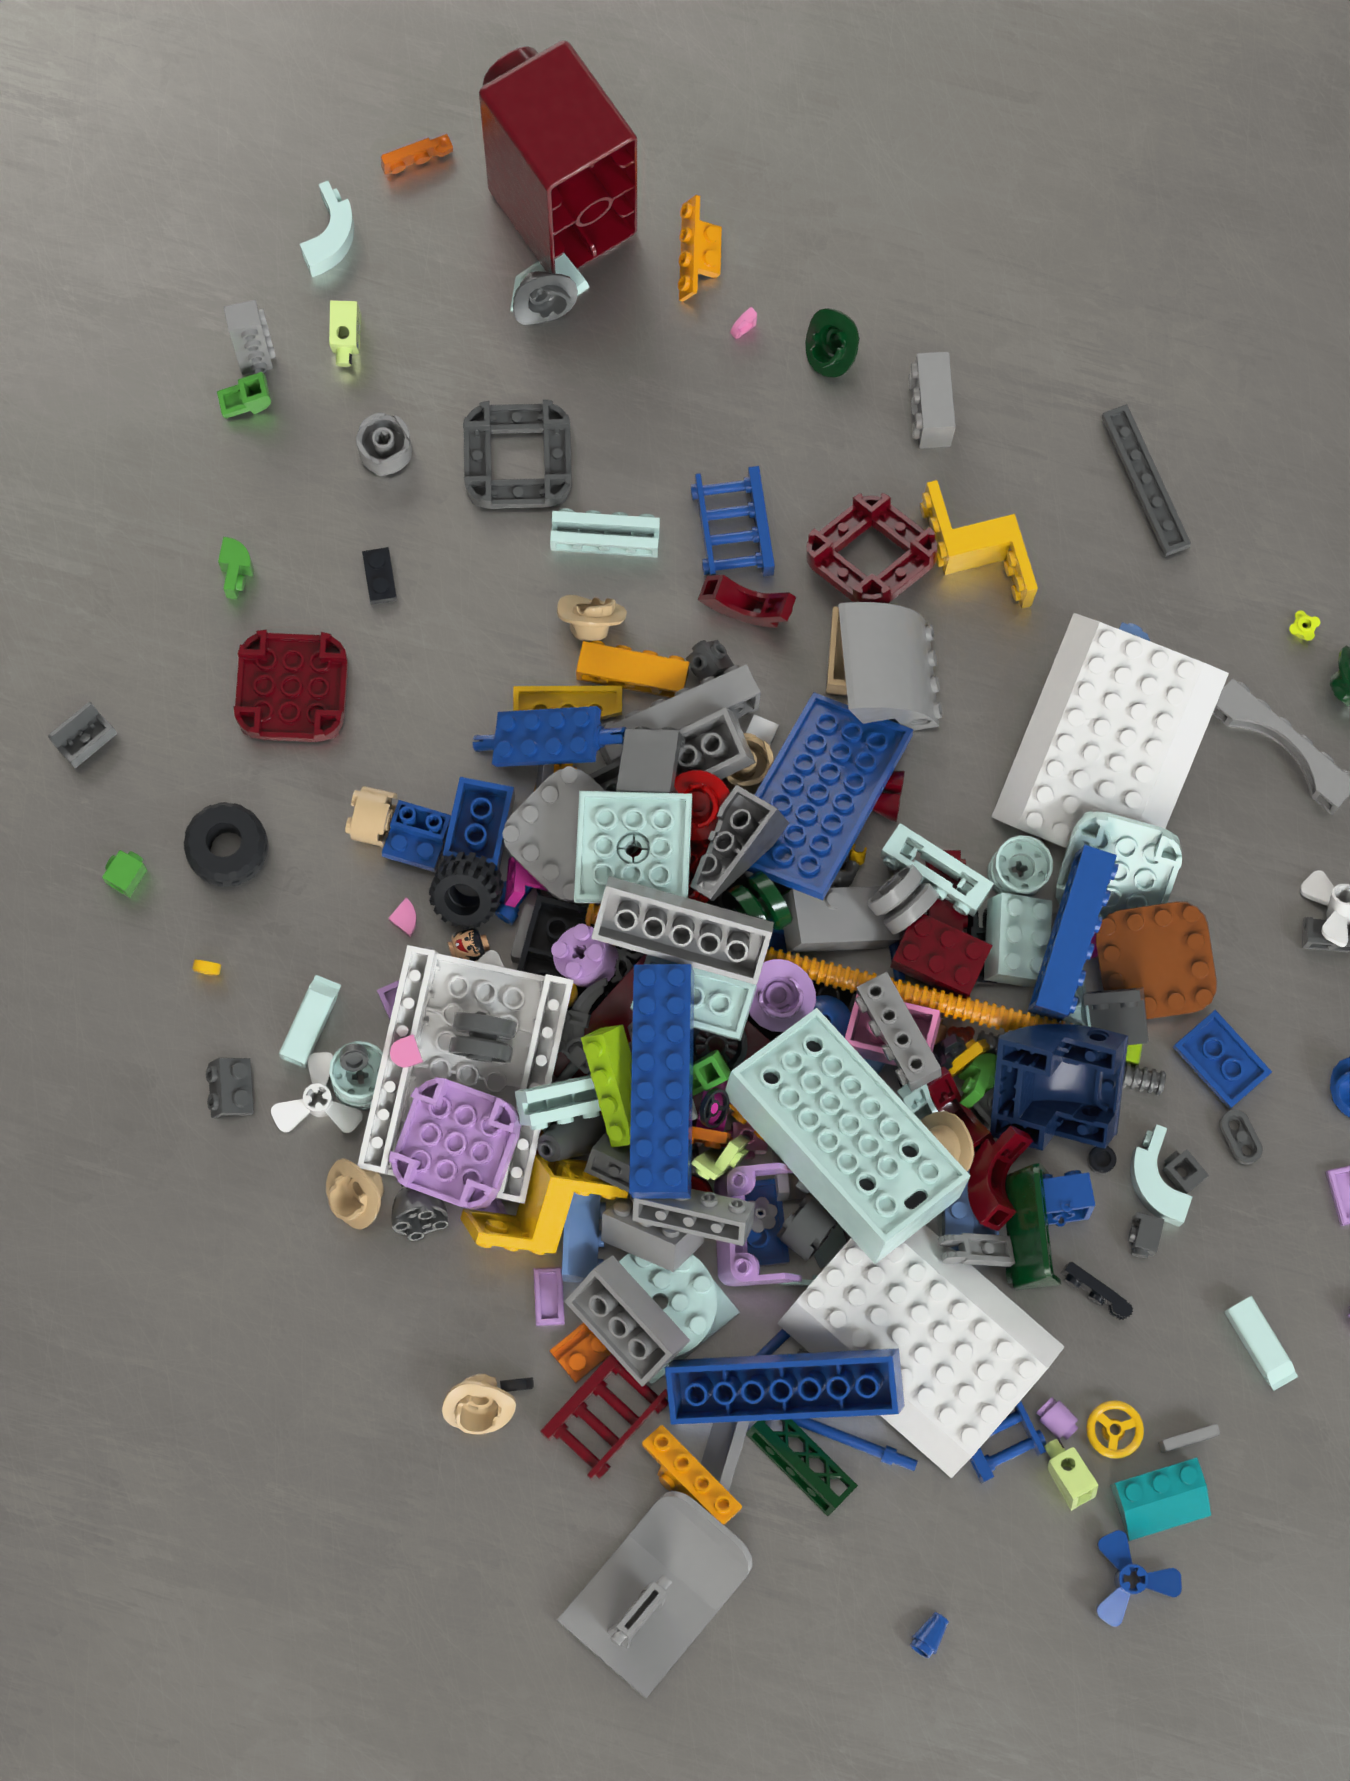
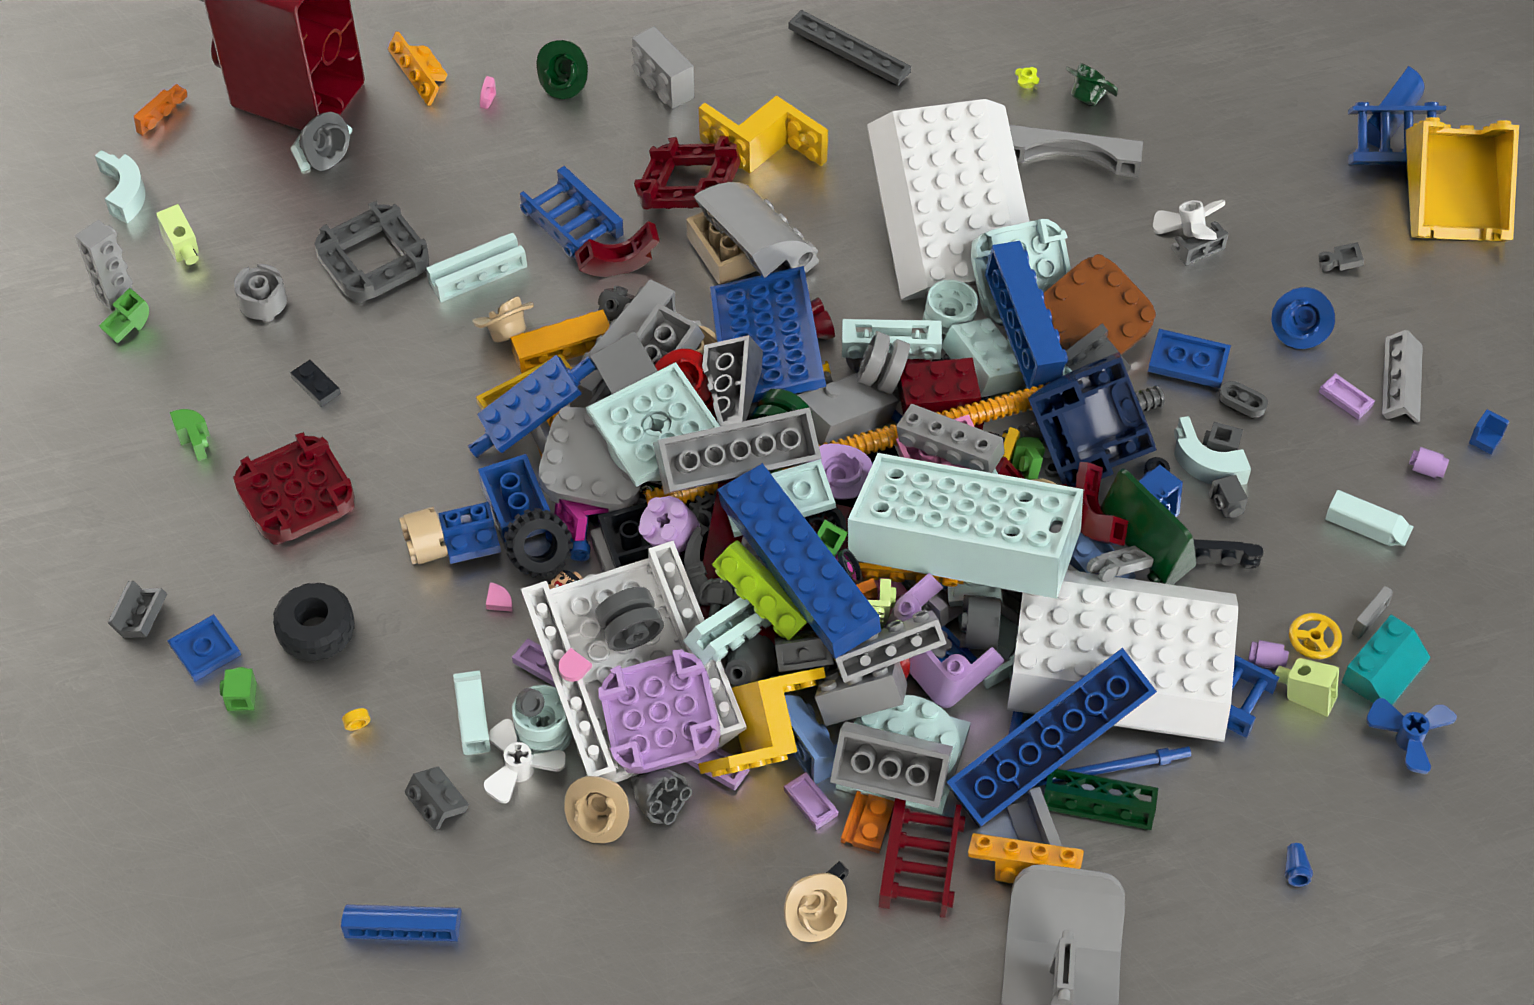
camera: 30 degrees left, 20 degrees down
(120, 807) = (204, 648): none -> blue tile
(131, 1189) = (401, 922): none -> blue brick

